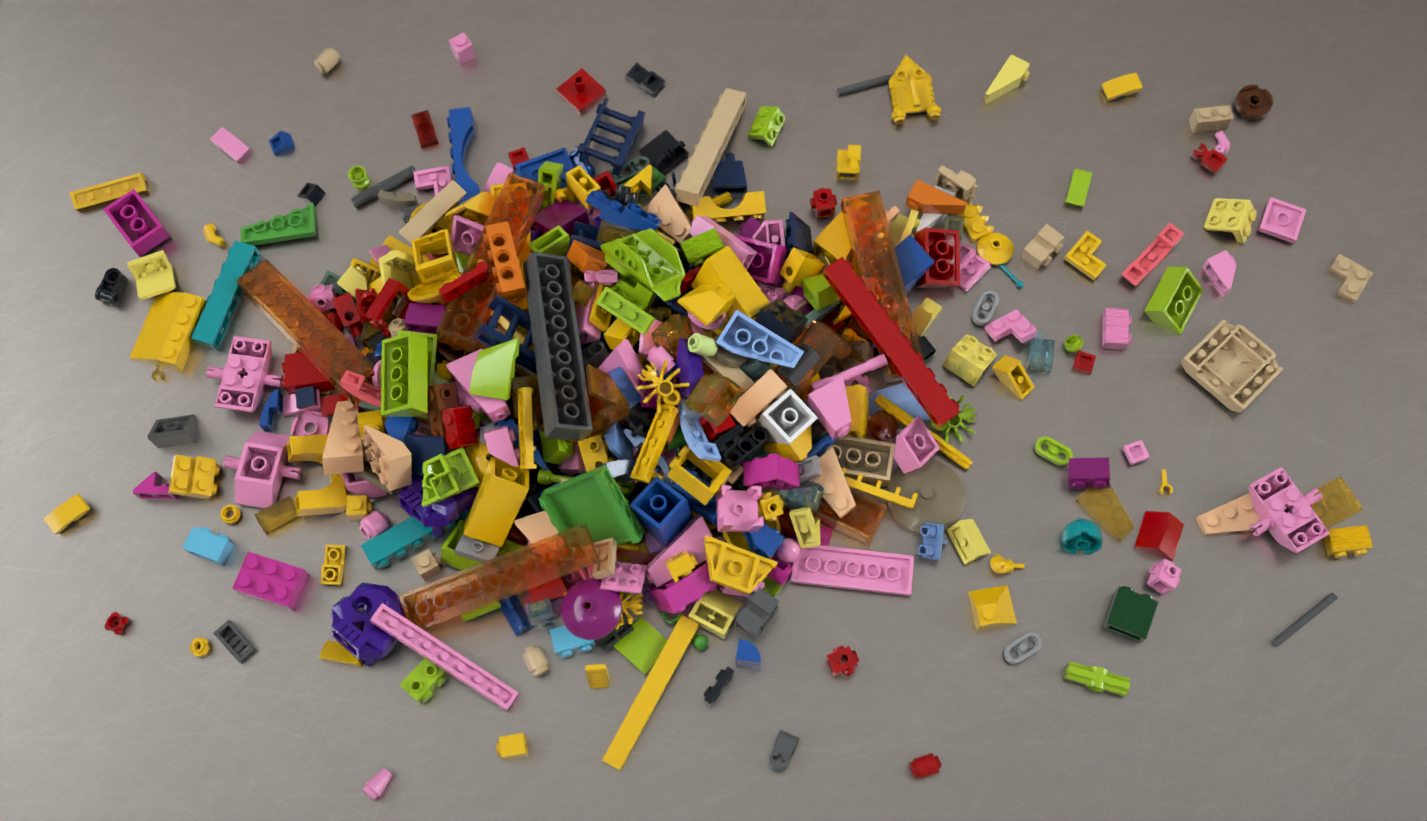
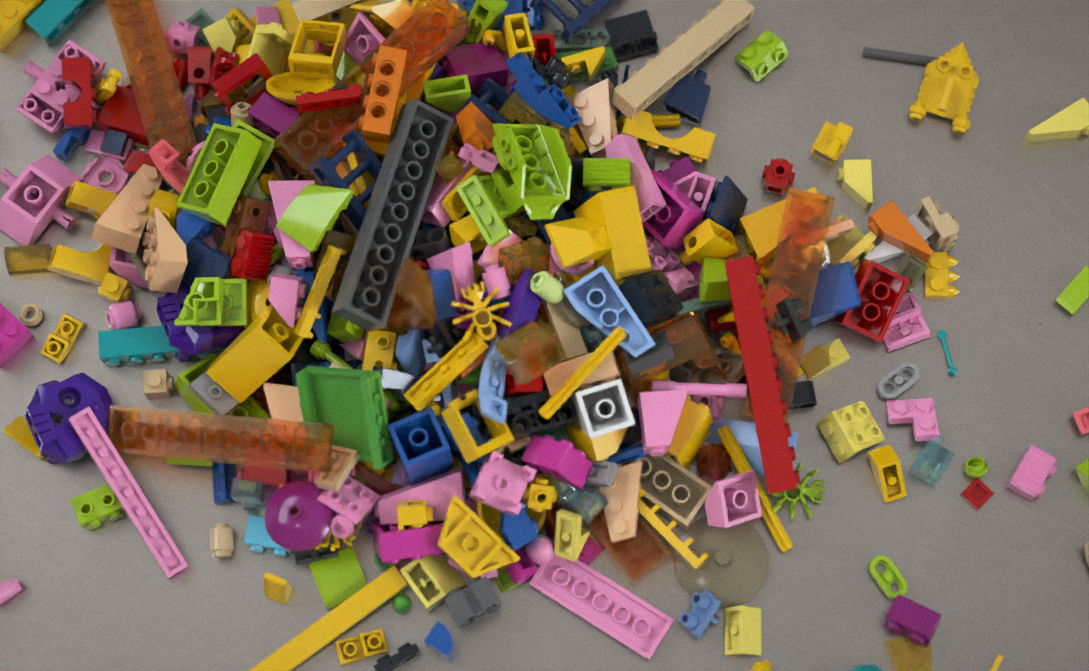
camera: 25 degrees right, 5 degrees up
(254, 356) = (78, 73): none -> red arch
(280, 357) = (106, 86): none -> yellow plate
(295, 554) = (28, 308): none -> tan plate
(512, 746) = (155, 619): yellow brick -> none
(629, 600) = (342, 526): none -> bright pink plate
(685, 691) = (361, 647): none -> yellow slope
(688, 279) = (573, 203): red plate -> none
(760, 397) = (582, 372): none -> yellow axle
(880, 178) = (857, 181): none -> light yellow slope
(892, 292) = (789, 320): none -> pearl dark grey hips
(993, 254) = (944, 326): yellow dish -> none
(1041, 248) = (1000, 340): tan brick -> none
(1081, 256) = (1039, 373): yellow plate -> none
(1135, 452) = (979, 622): bright pink plate -> none

